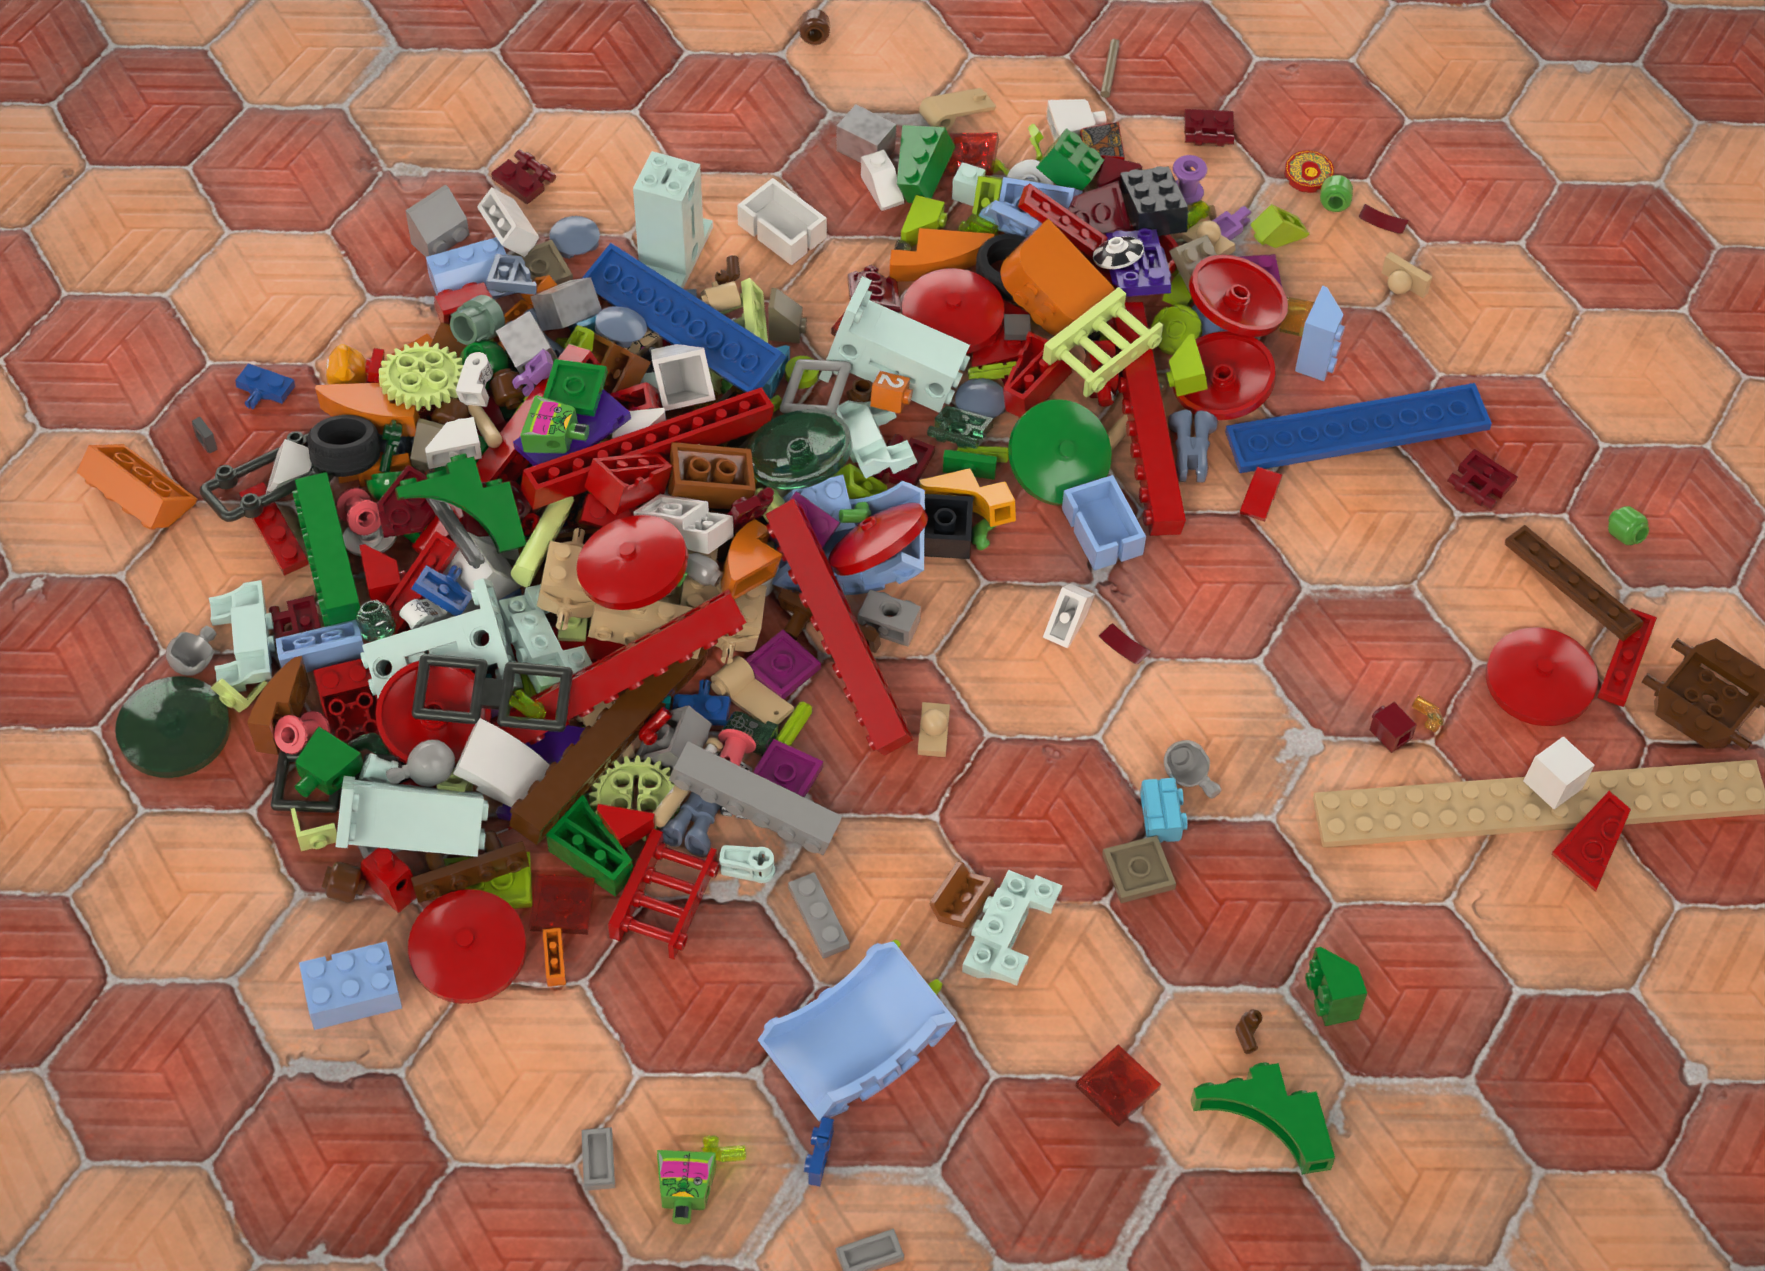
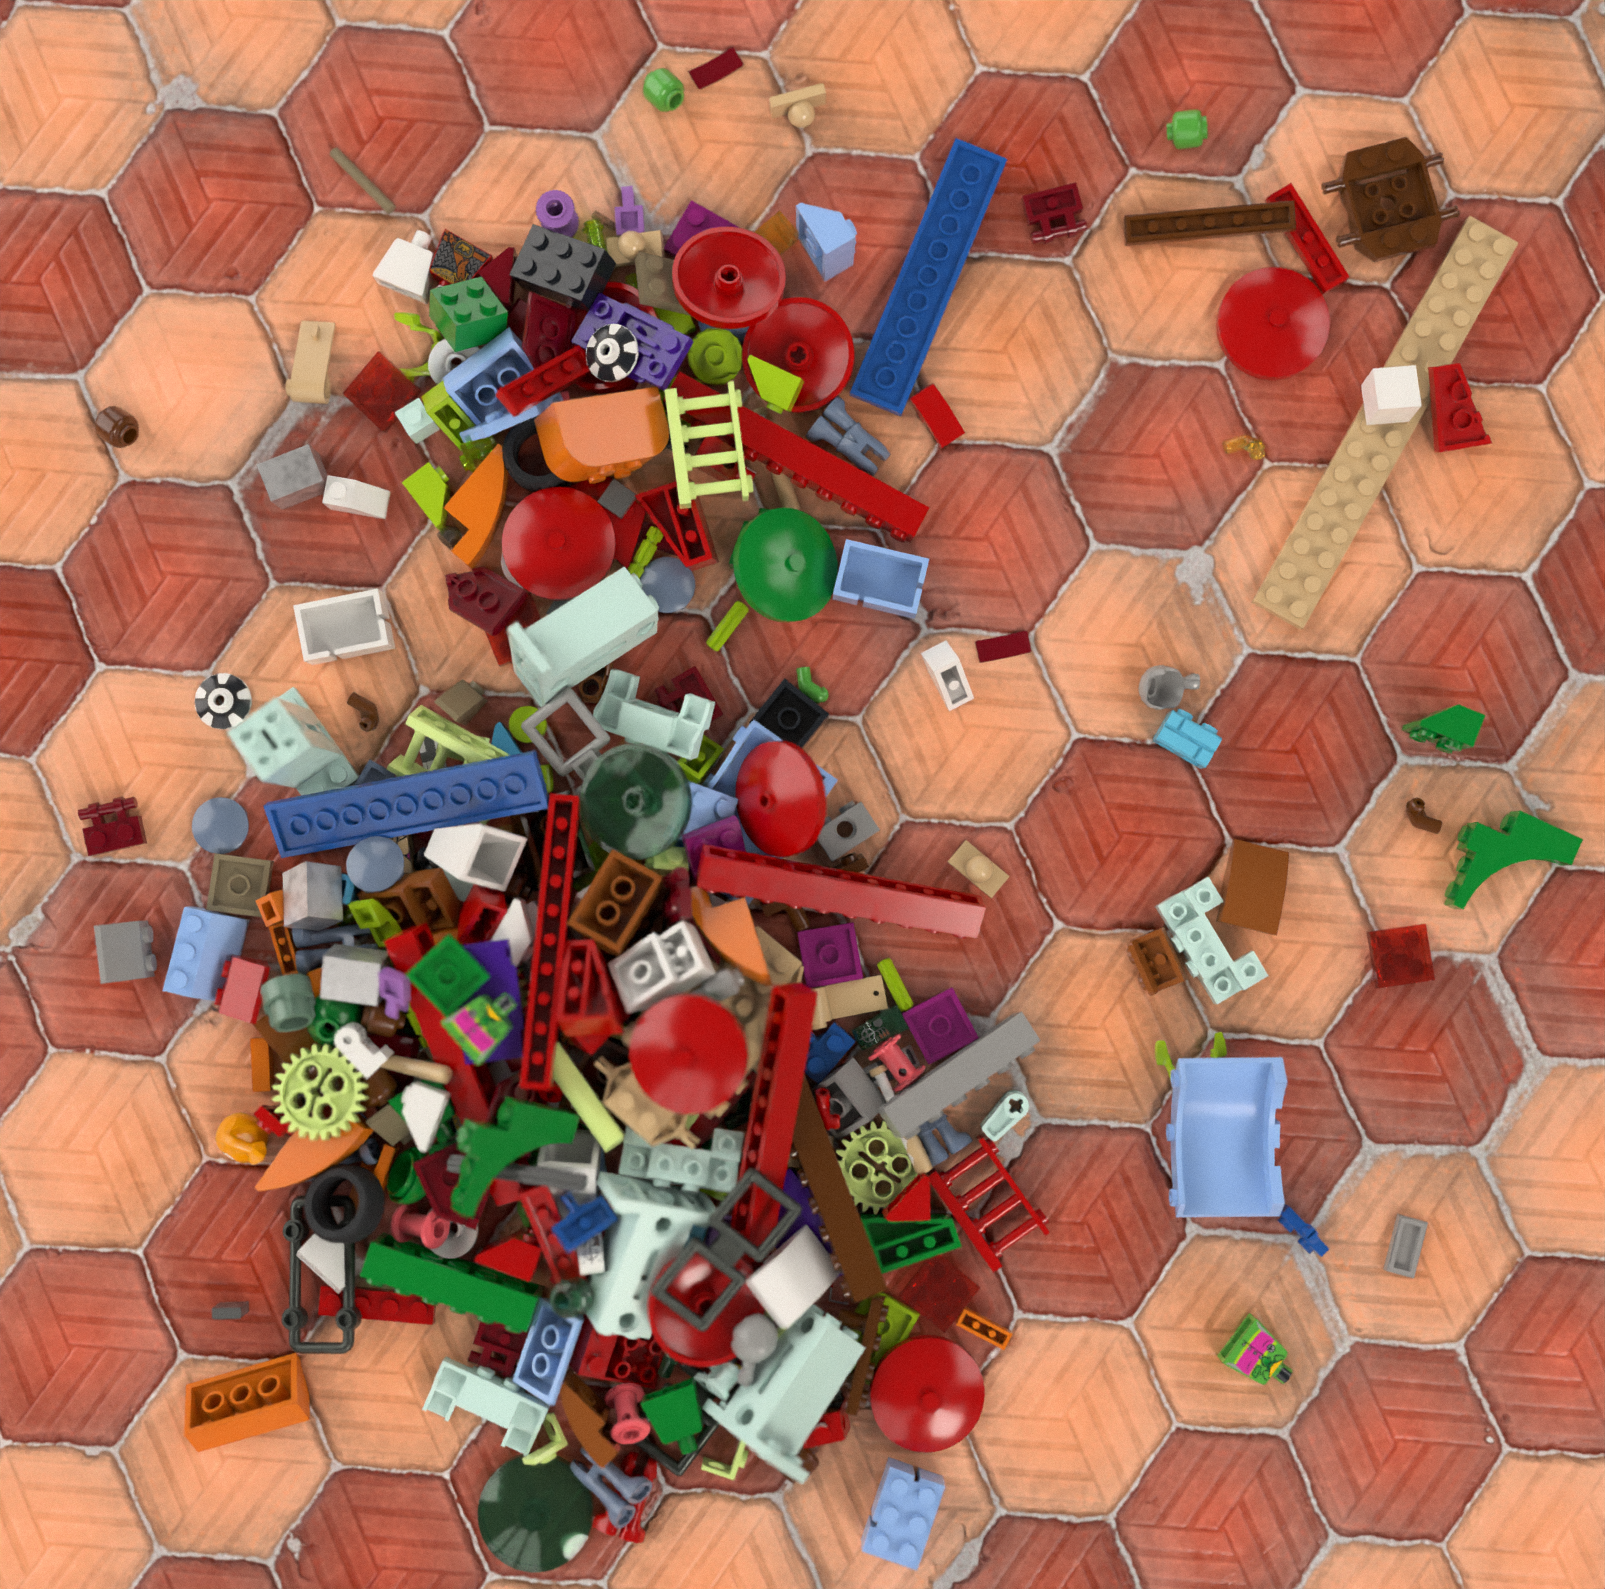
camera: 55 degrees left, 30 degrees up
(190, 653) = (473, 1459): light grey hair -> none
(243, 763) = (633, 1489): none -> sand blue piece
(252, 780) = (633, 1530): none -> red piece
(264, 385) = (204, 1220): blue plate -> none
(392, 435) = (366, 1155): dark green plate -> none
(508, 222) = (171, 886): white brick -> none
(510, 275) = (245, 929): sand blue wing -> none
(527, 705) = (764, 1221): clear neon green pin -> none
(598, 1159) = (1185, 1404): light grey tile -> none
(721, 296) = (400, 749): tan door -> none
(723, 1154) = (1247, 1307): clear neon green arm -> none
(818, 915) = (1088, 1085): light grey plate -> none
(856, 515) = (734, 791): bright green arm -> none
(890, 392) = (619, 669): orange brick -> none
(922, 160) = (362, 446): green wedge -> none
(967, 425) = (686, 621): clear green plate -> none
(981, 465) = (735, 648): green plate -> none
(990, 501) = (759, 677): light orange arch -> none
(1081, 933) = (1254, 887): none -> dark orange slope
(1139, 869) = (1225, 797): dark tan plate -> none
(1209, 127) = (493, 140): dark red plate -> none
(1278, 227) = (665, 174): lime slope -> none
(1308, 170) = (616, 92): tile -> none
(1392, 726) = (1239, 488): dark red brick -> none

